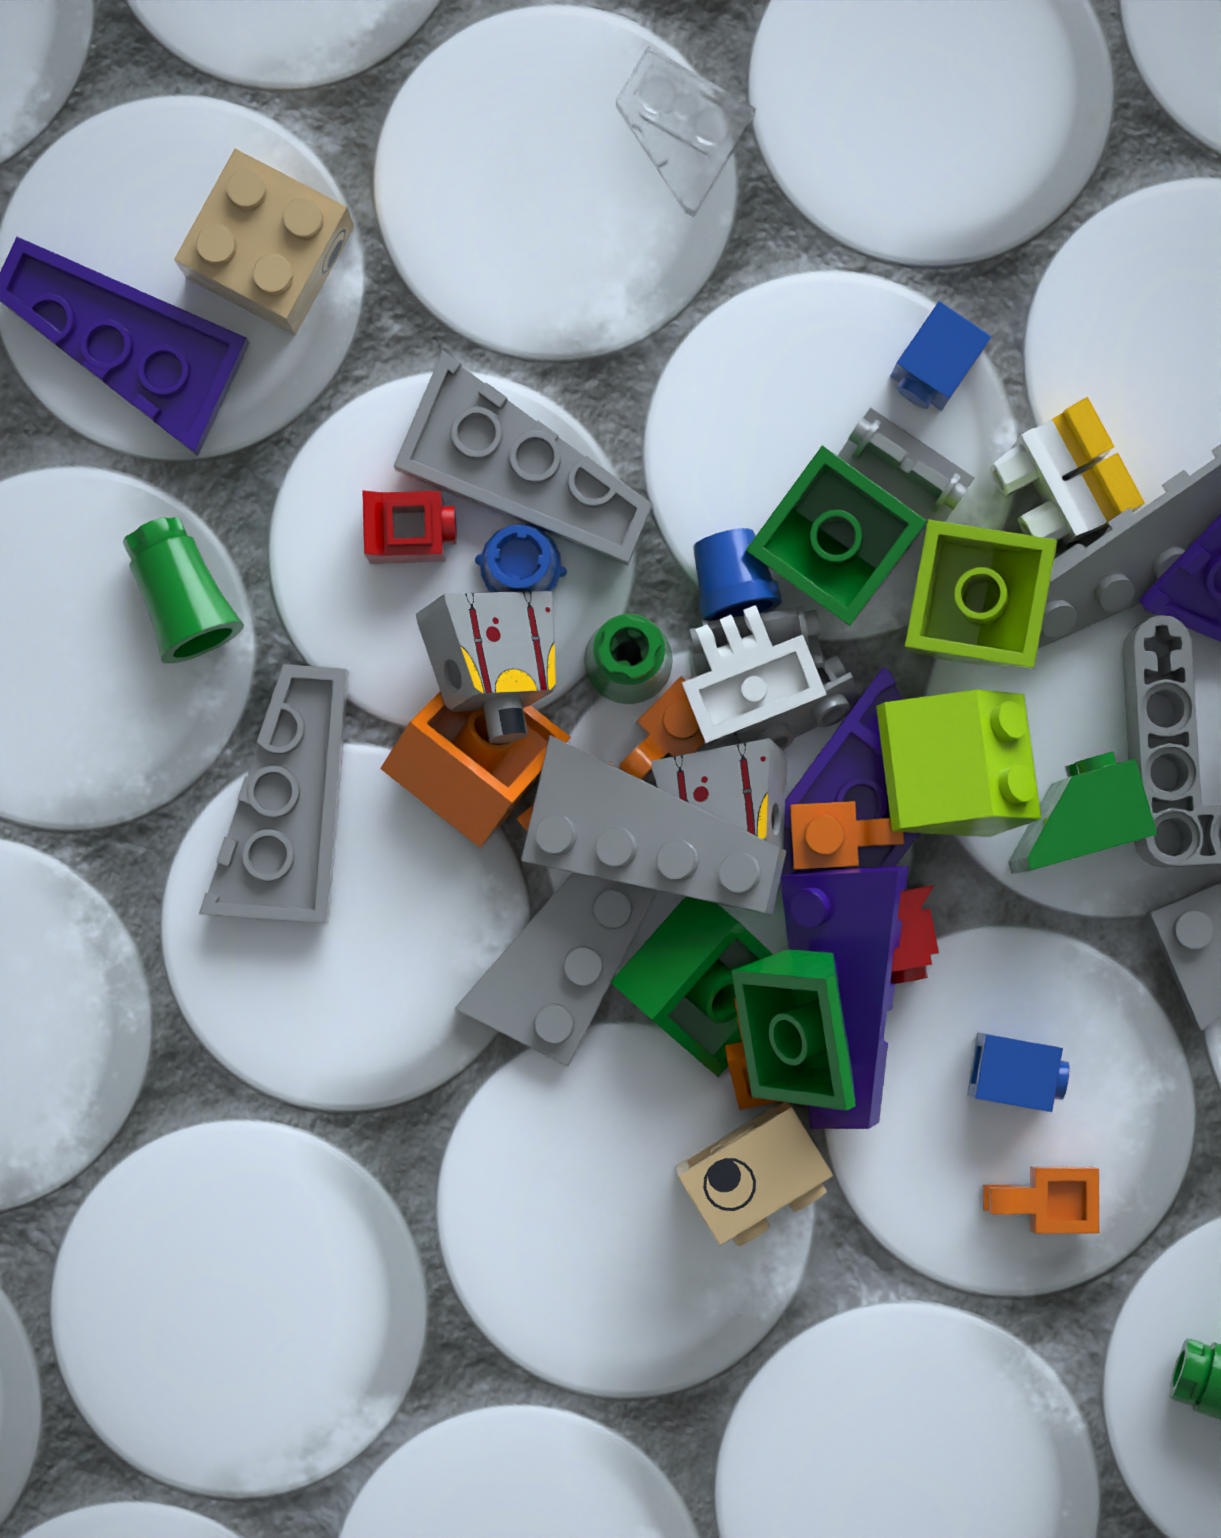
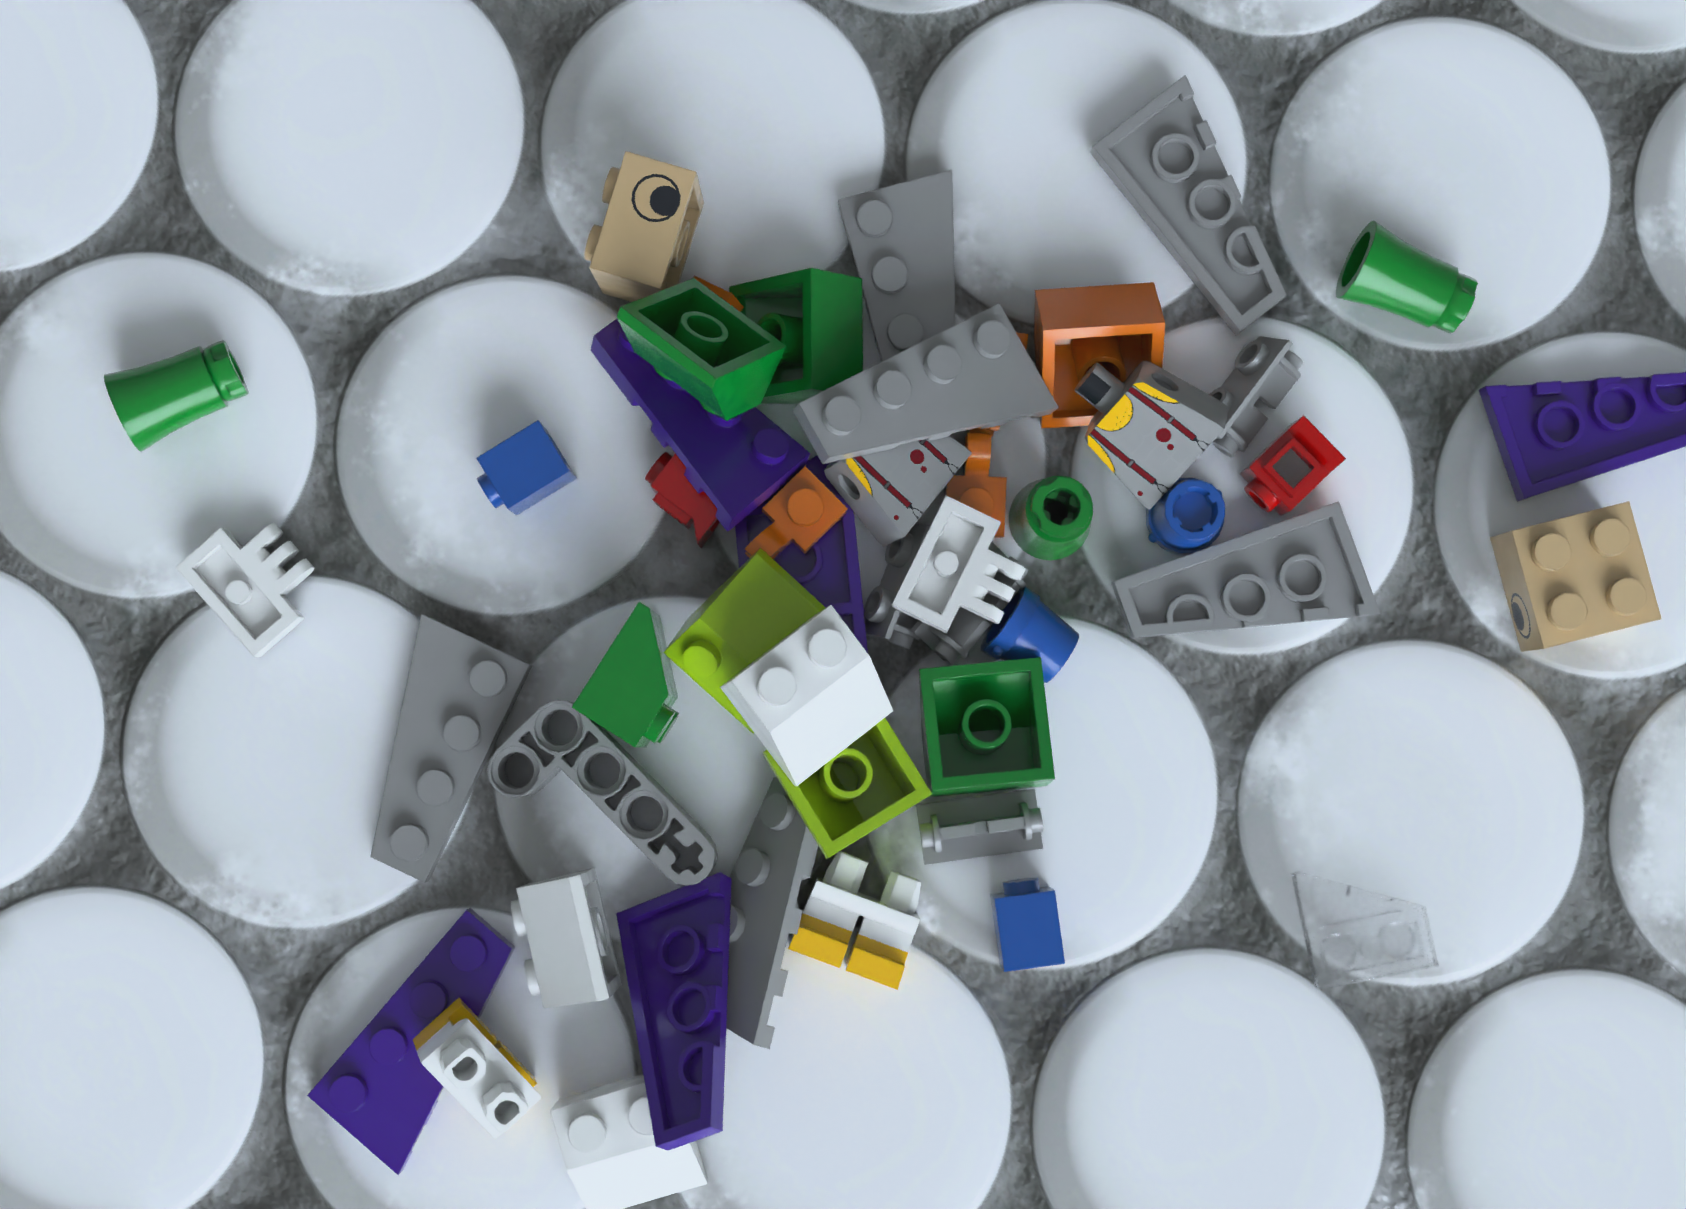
camera: 135 degrees right, 0 degrees up
(356, 623) = (1262, 372): none -> light grey hinge
(960, 678) = (810, 695): none -> white slope
(1057, 1199) = (420, 408): orange plate -> none

